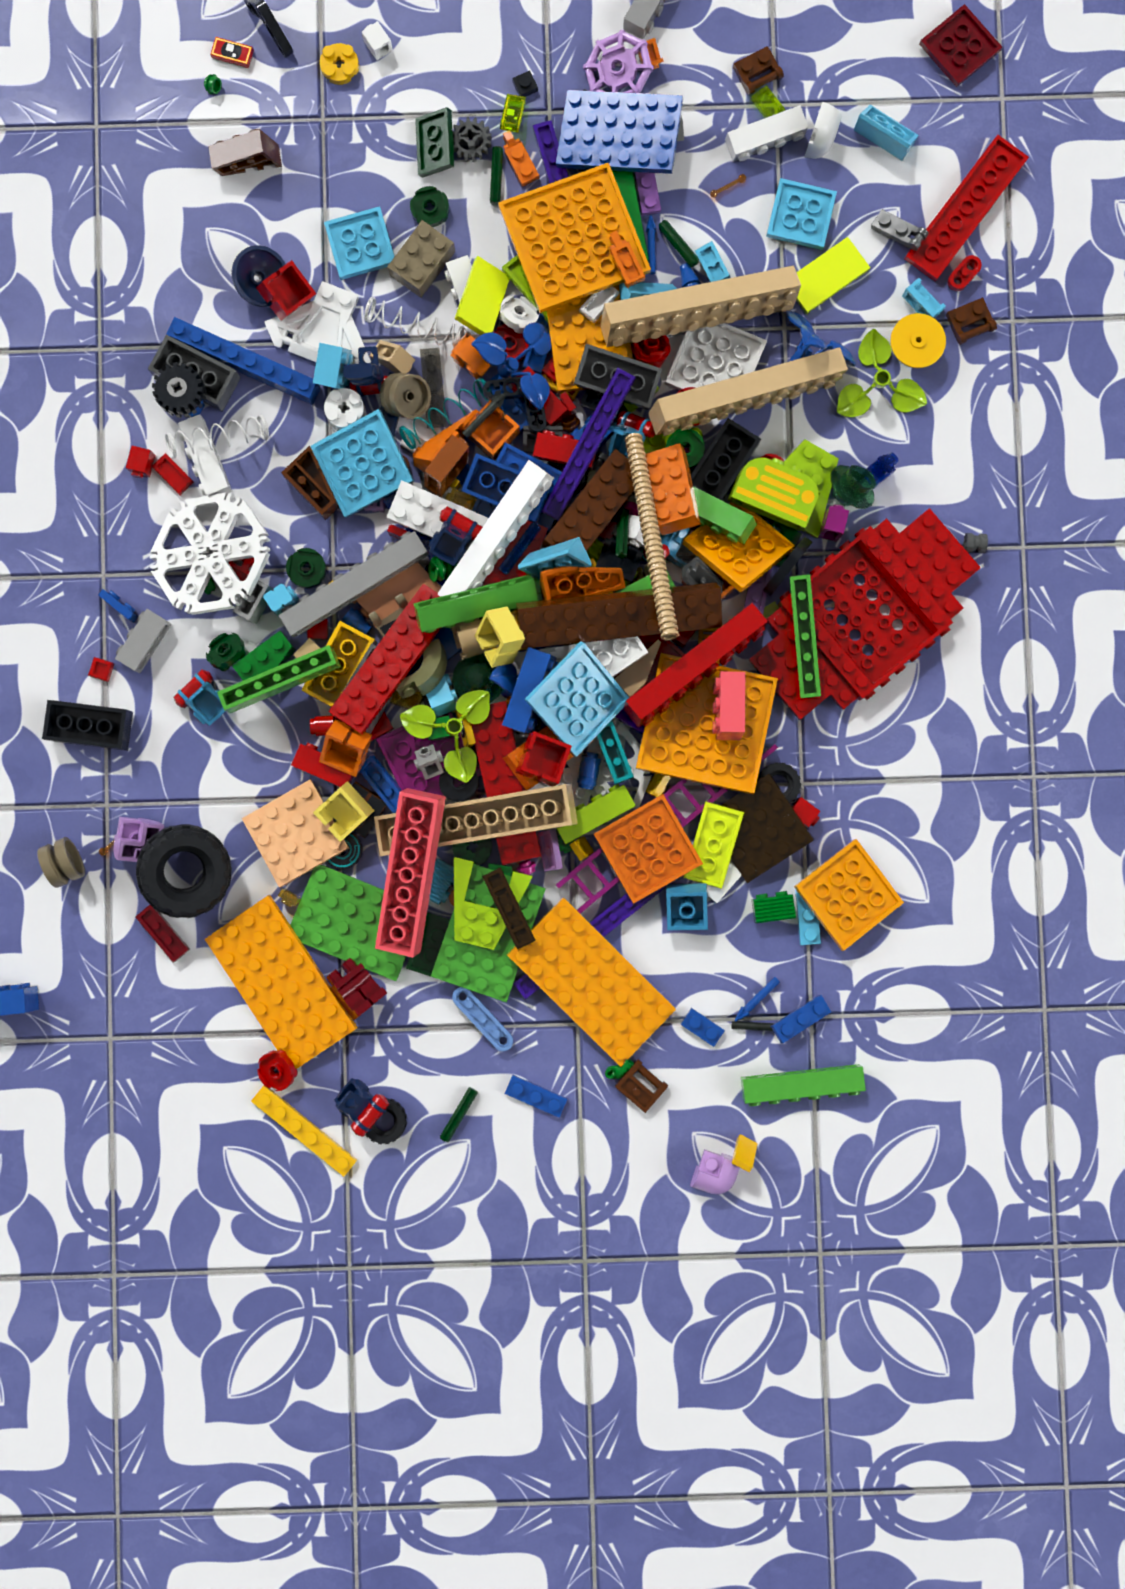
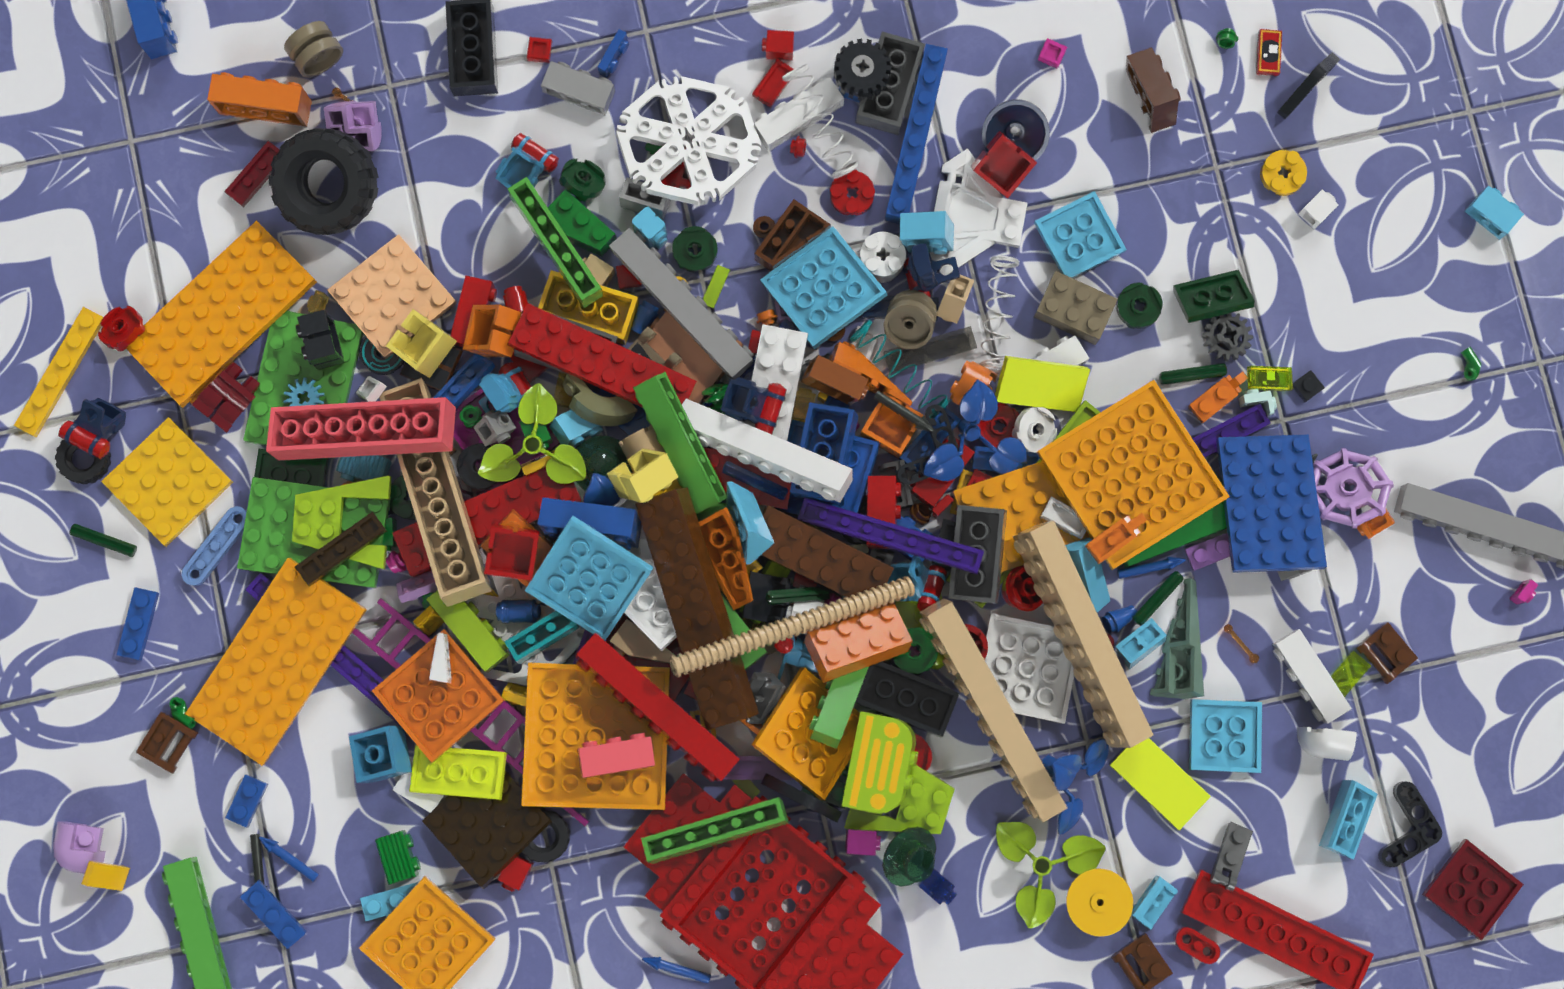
camera: 75 degrees right, 5 degrees down
(97, 917) = (259, 99): none -> orange brick
(195, 233) = (1052, 53): none -> dark pink tile
(234, 463) = (798, 147): none -> red plate
(294, 429) = (852, 205): none -> red plate
(298, 512) = (761, 220): none -> reddish brown plate
(325, 896) = (319, 340): none -> black piece
(339, 556) = (715, 286): none -> lime window
(361, 923) = (301, 389): none -> medium azure gear
(375, 863) = (370, 389): none -> white tile
(378, 519) = (766, 317): none -> orange plate
(398, 746) = (504, 389): none -> dark azure piece
(417, 777) = (467, 410): none -> green plate
(418, 1052) = (167, 481): none -> yellow plate
(530, 119) = (1254, 397): none -> light aqua bracket
(624, 839) = (440, 665): none -> white slope
(734, 236) = (1182, 661): none -> sand green wedge
(899, 709) = (658, 963): none -> blue piece
(906, 78) = (1417, 833): none -> black beam

